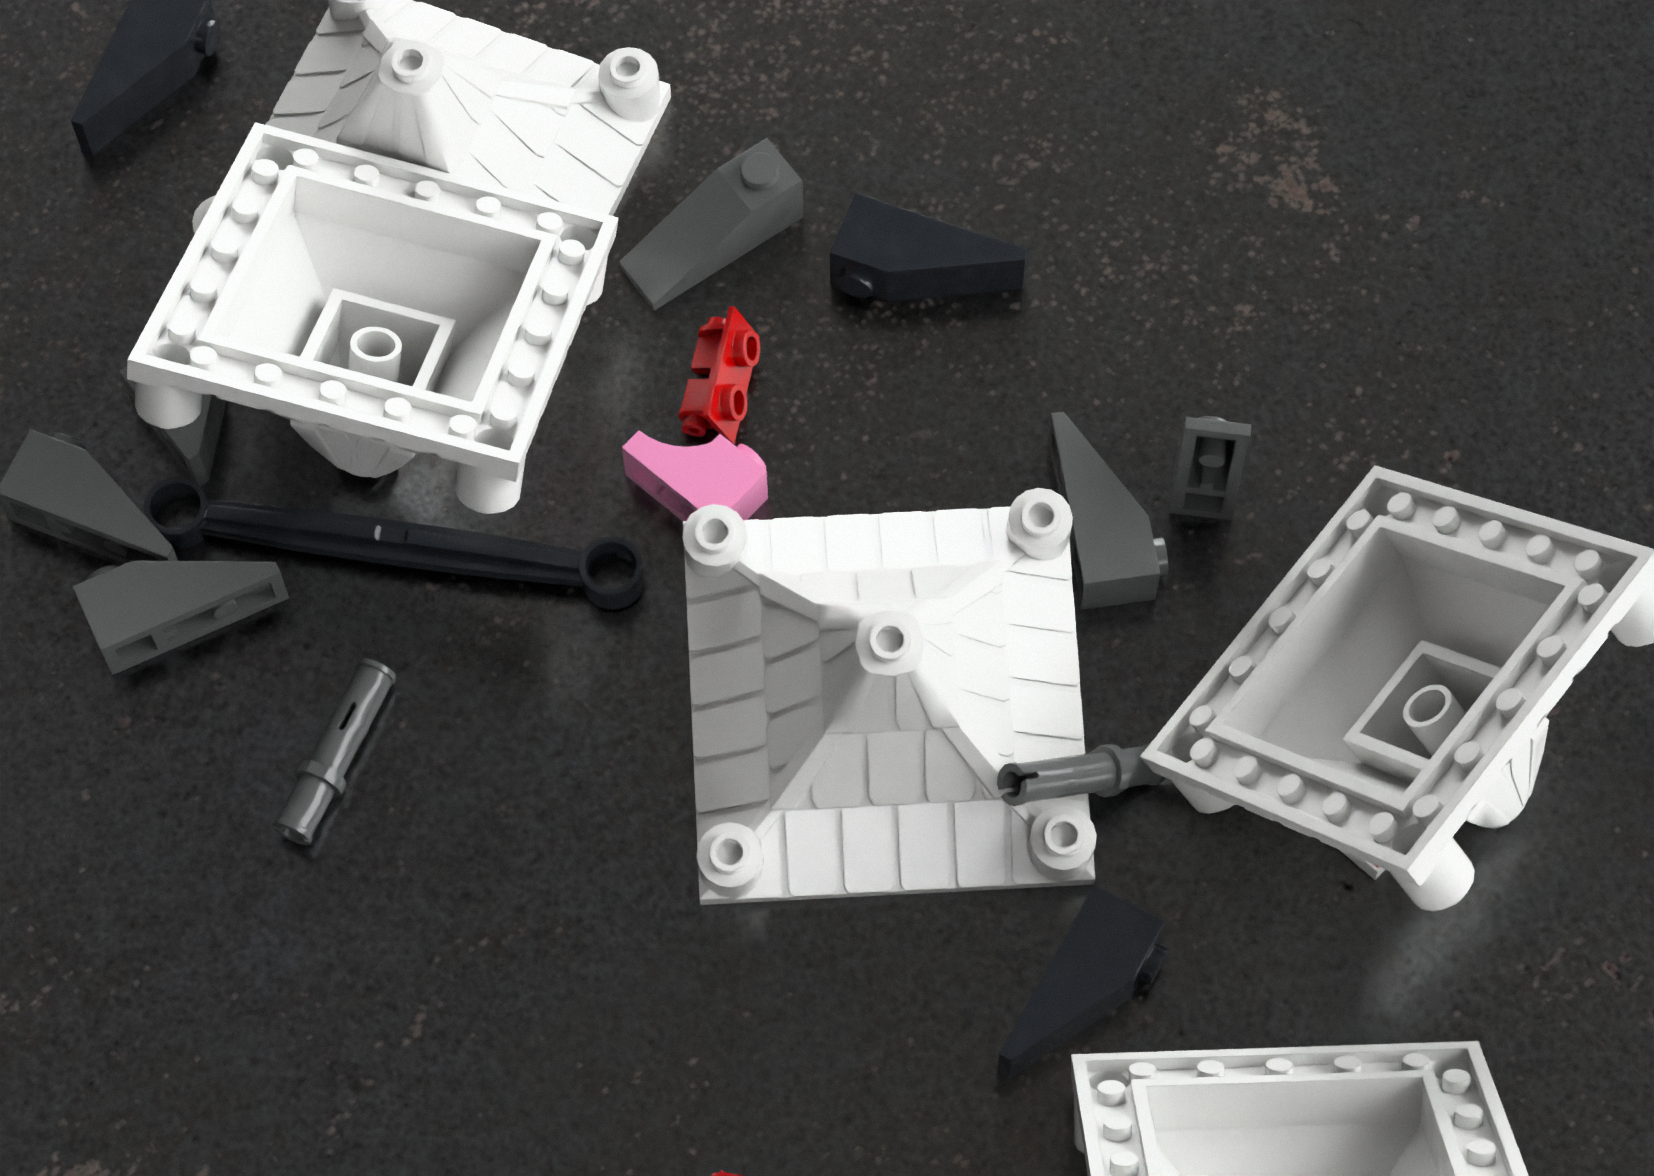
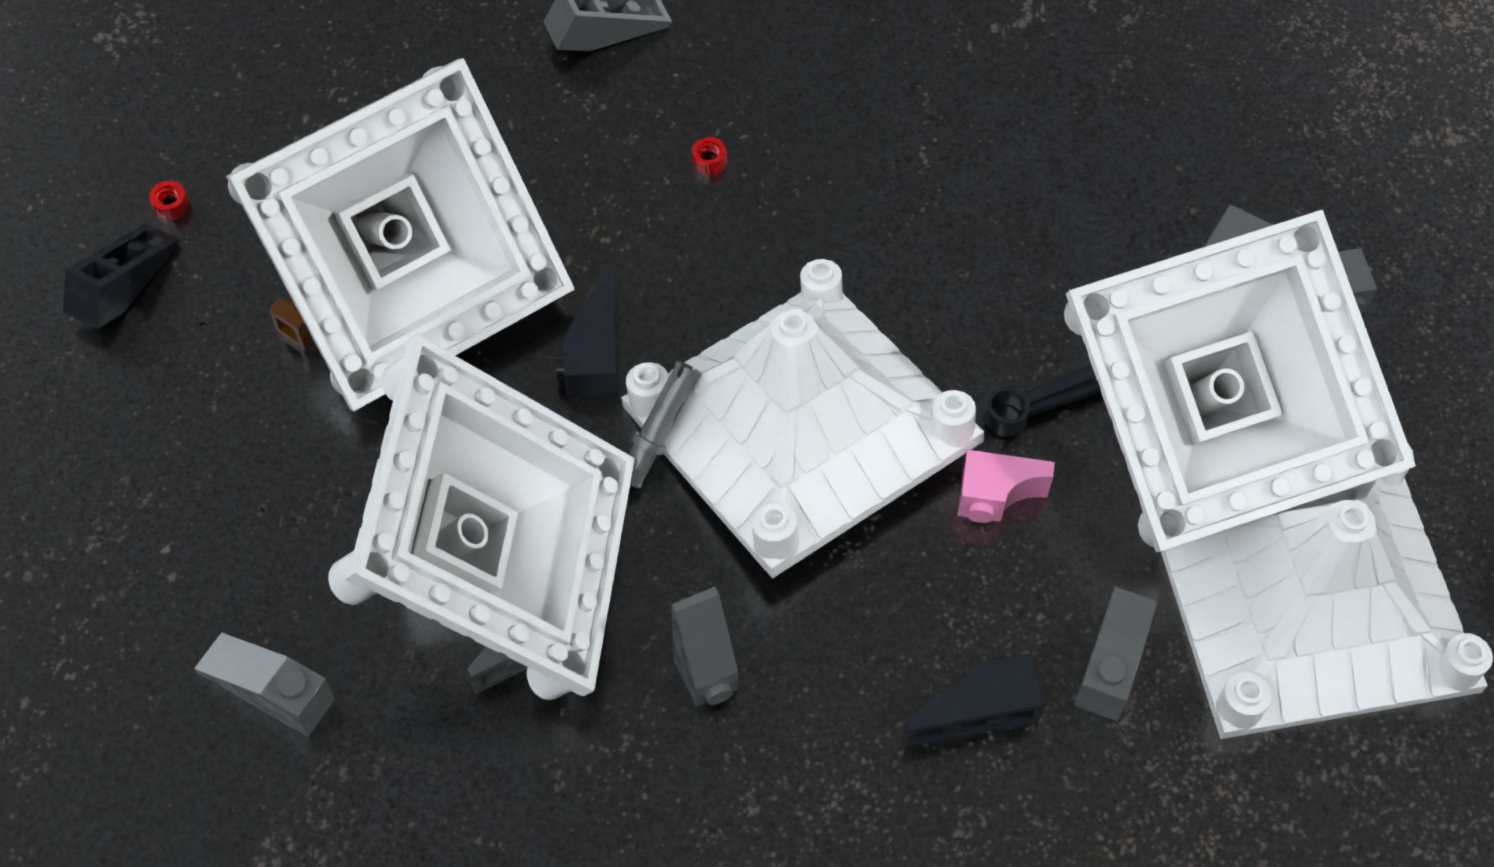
camera: 145 degrees right, 5 degrees down
(323, 773) = (1069, 229): dark grey pin -> none
(726, 352) = (1029, 547): red hinge -> none
(1110, 532) = (752, 595): dark grey slope -> none

